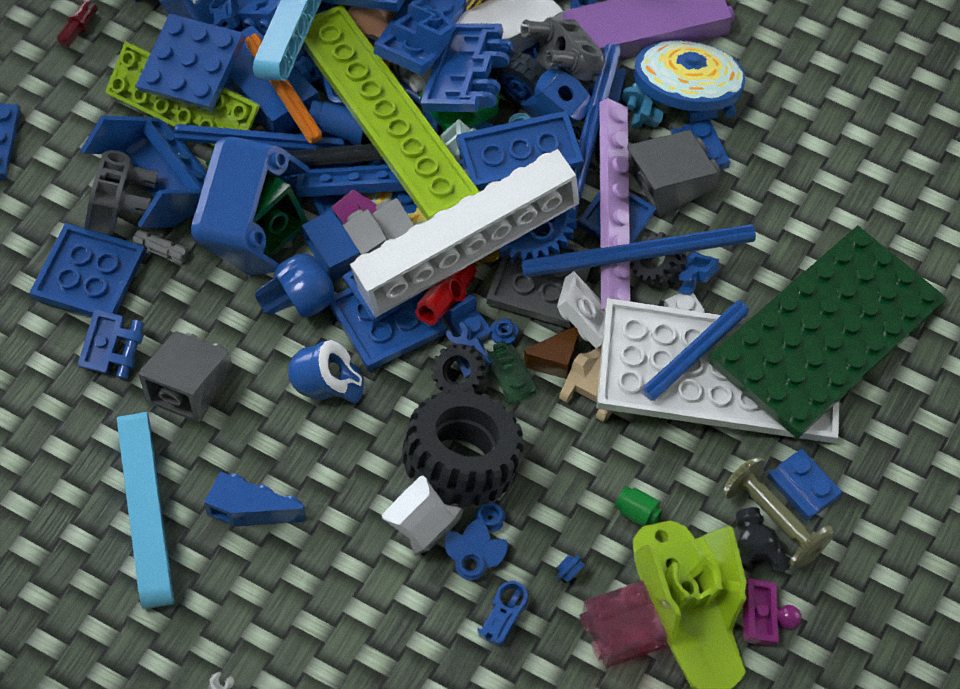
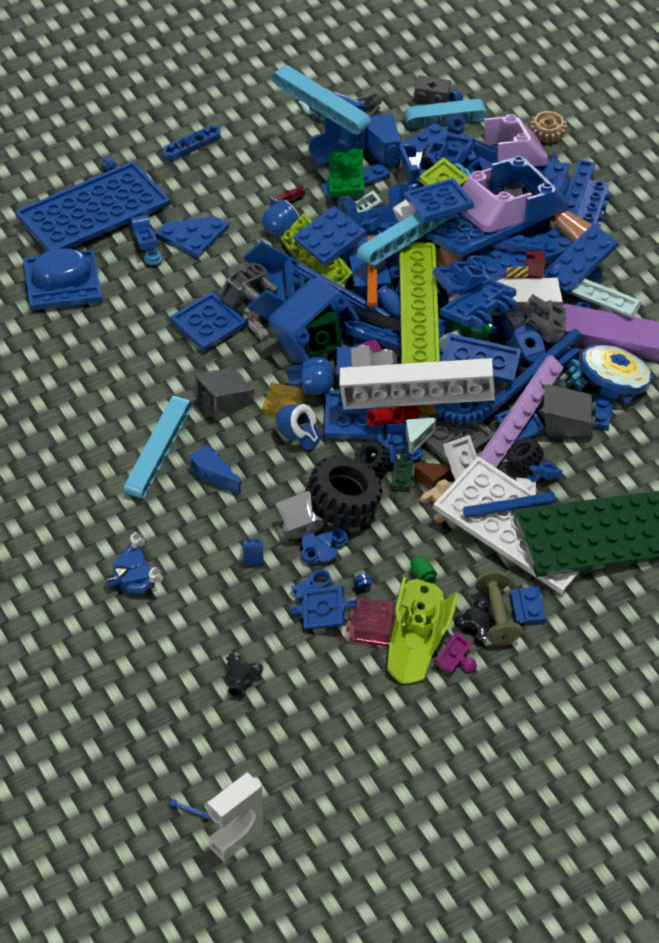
camera: 30 degrees right, 10 degrees down
(89, 63) = (279, 217): none -> blue piece
(102, 340) = (191, 356): blue plate -> none
(273, 341) = (280, 396): none -> clear yellow plate
(386, 601) = (253, 551): none -> blue slope
(496, 302) = (418, 432): none -> light aqua slope
(548, 641) = (323, 607): none -> blue plate
(639, 250) = (513, 440): blue axle -> none

